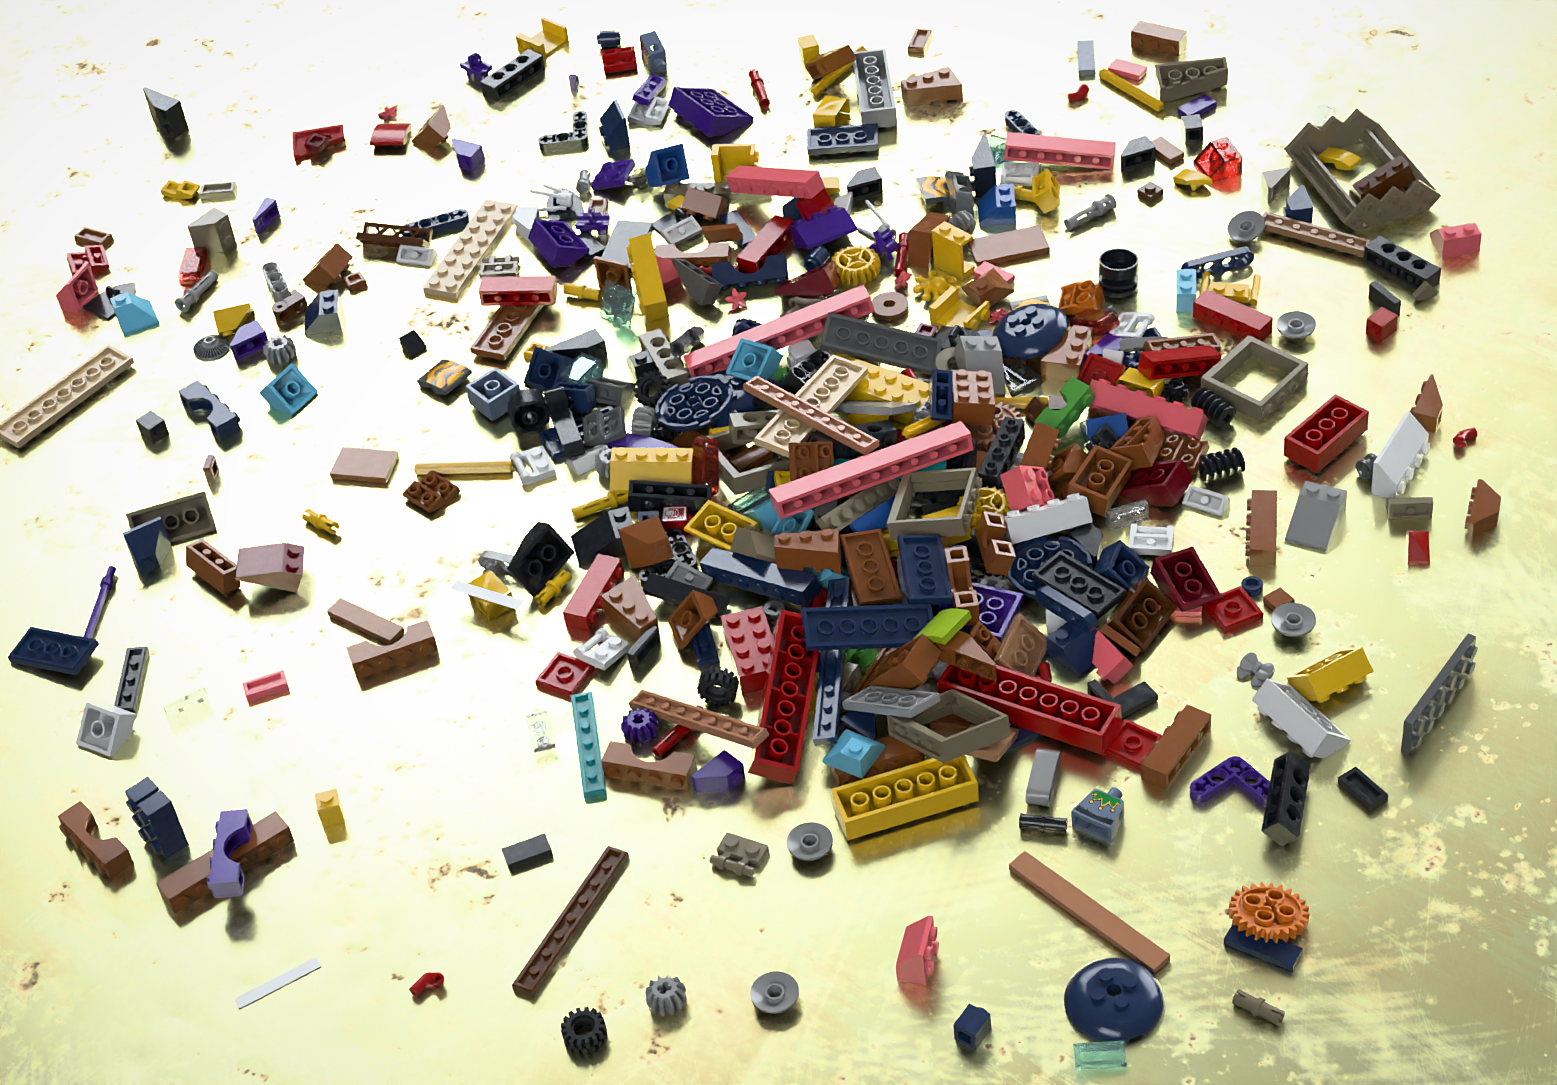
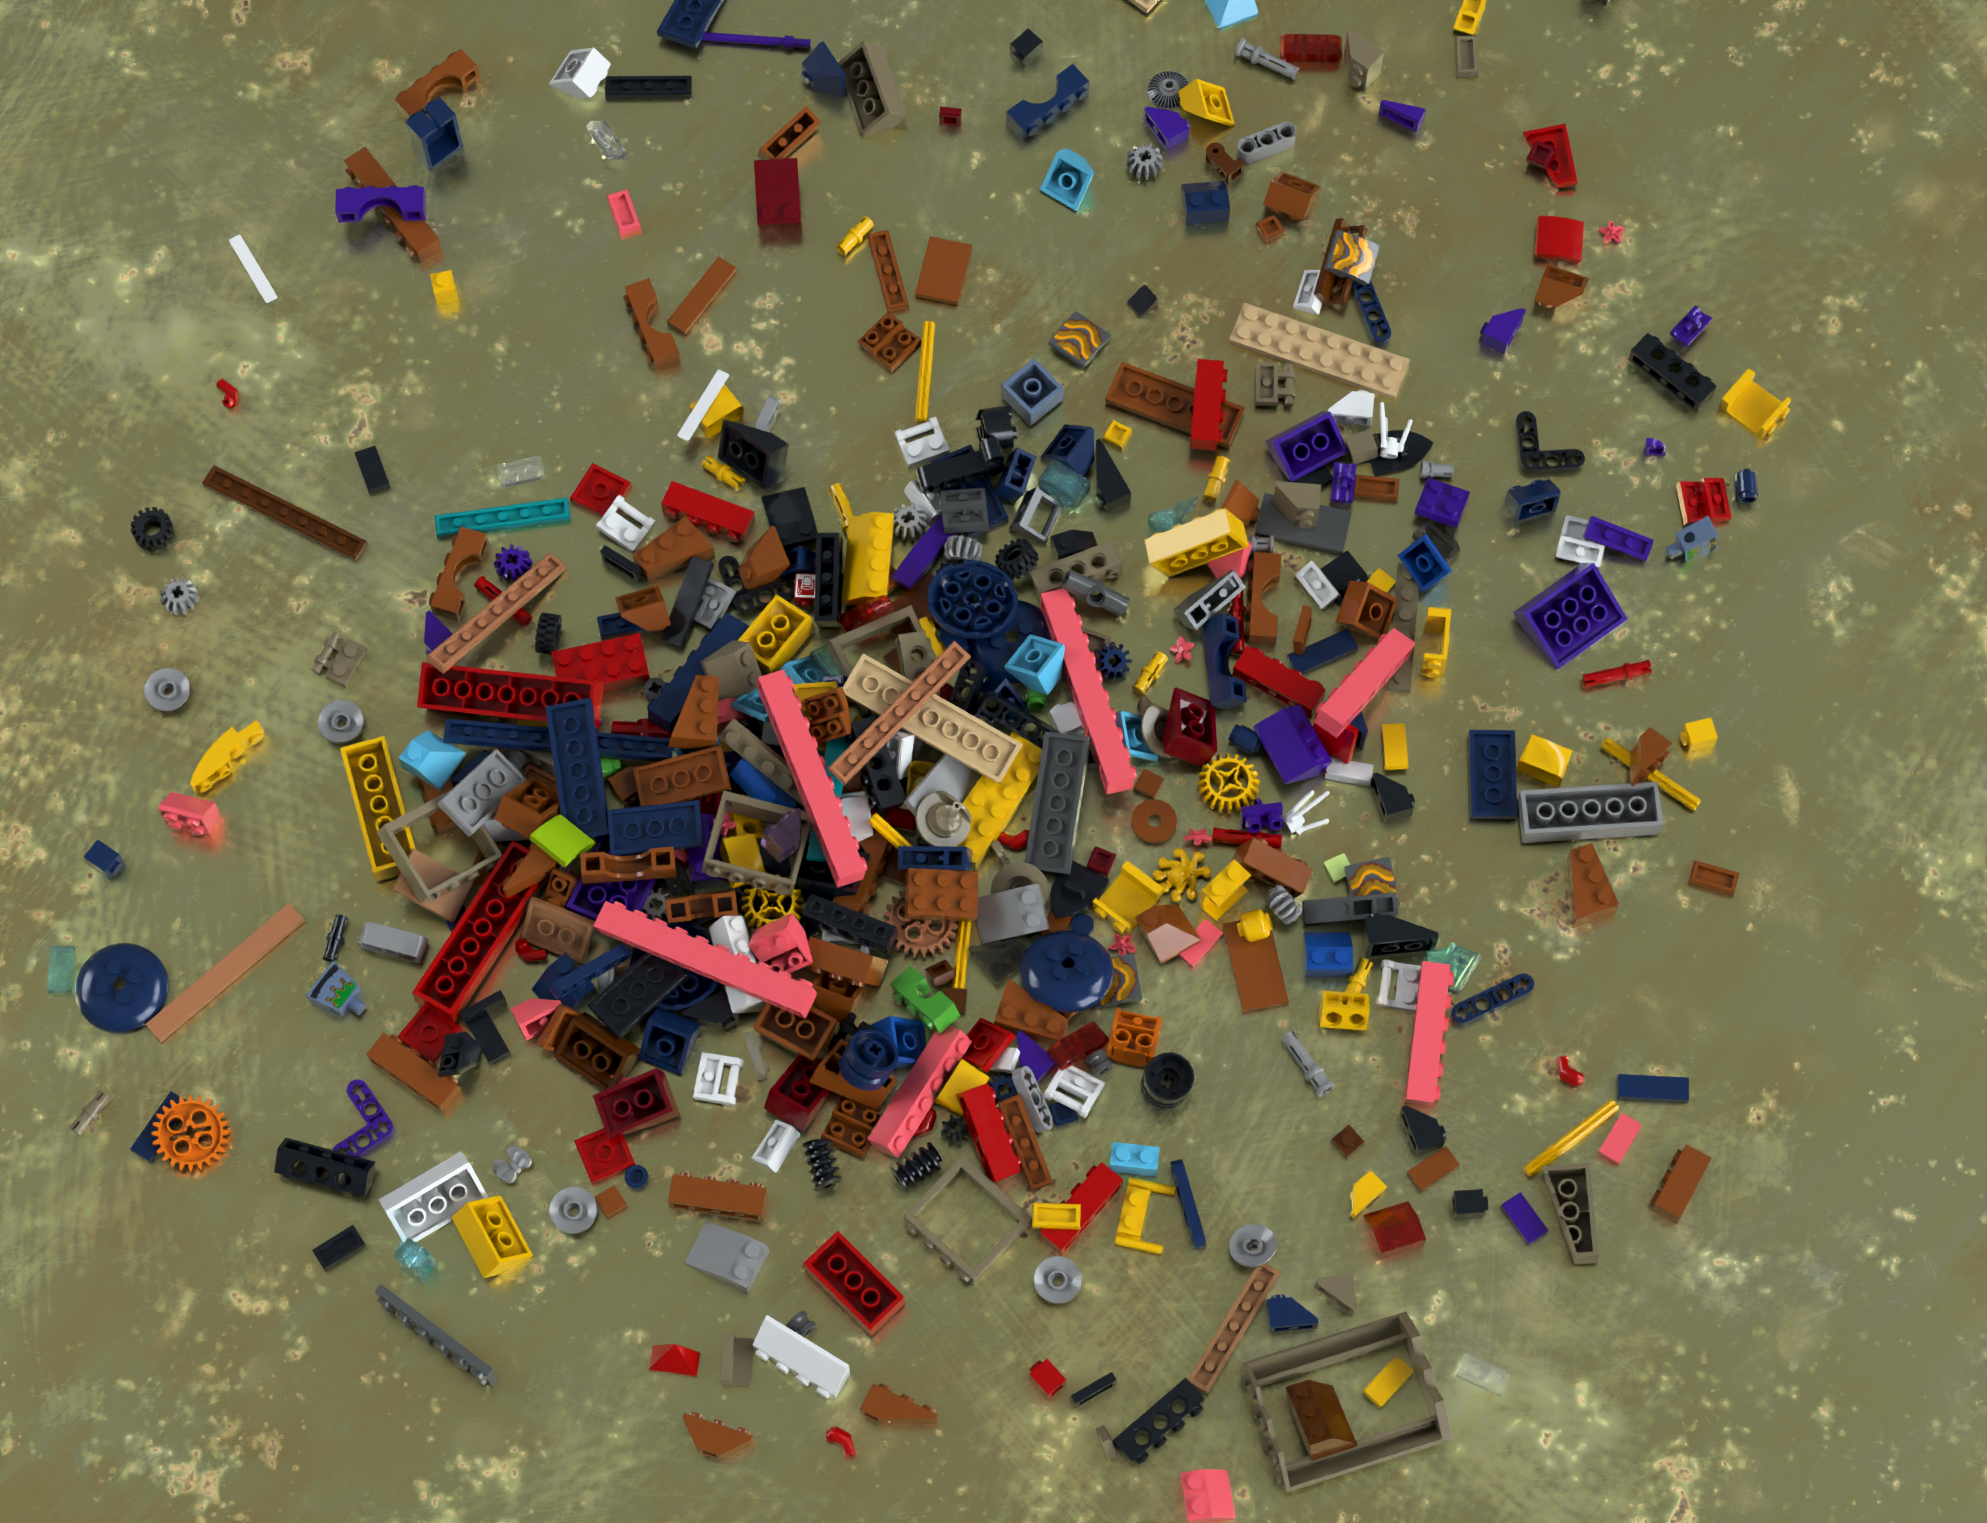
camera: 85 degrees right, 25 degrees up
(359, 500) = (888, 271): none -> dark orange tile
(393, 225) = (1352, 257): none -> slope
(561, 212) = (1362, 446): none -> dark tan brick
(614, 231) = (1298, 502): none -> dark tan slope
(756, 314) = (1150, 673): none -> yellow pin
(850, 938) = (216, 760): none -> yellow slope
(903, 395) = (942, 819): none -> dark tan hat
(922, 209) = (1335, 867): none -> yellowish green tile
(930, 474) = (783, 837): none -> clear purple slope
(982, 237) = (1254, 925): none -> yellow head
(1050, 524) = (705, 959): none -> coral brick
(1131, 419) = (868, 1060): none -> dark blue wheel
(1159, 705) = (458, 1054): none -> black slope
(1245, 319) = (1056, 1216): none -> yellow tile
(1368, 716) = (415, 1260): none -> clear light blue brick

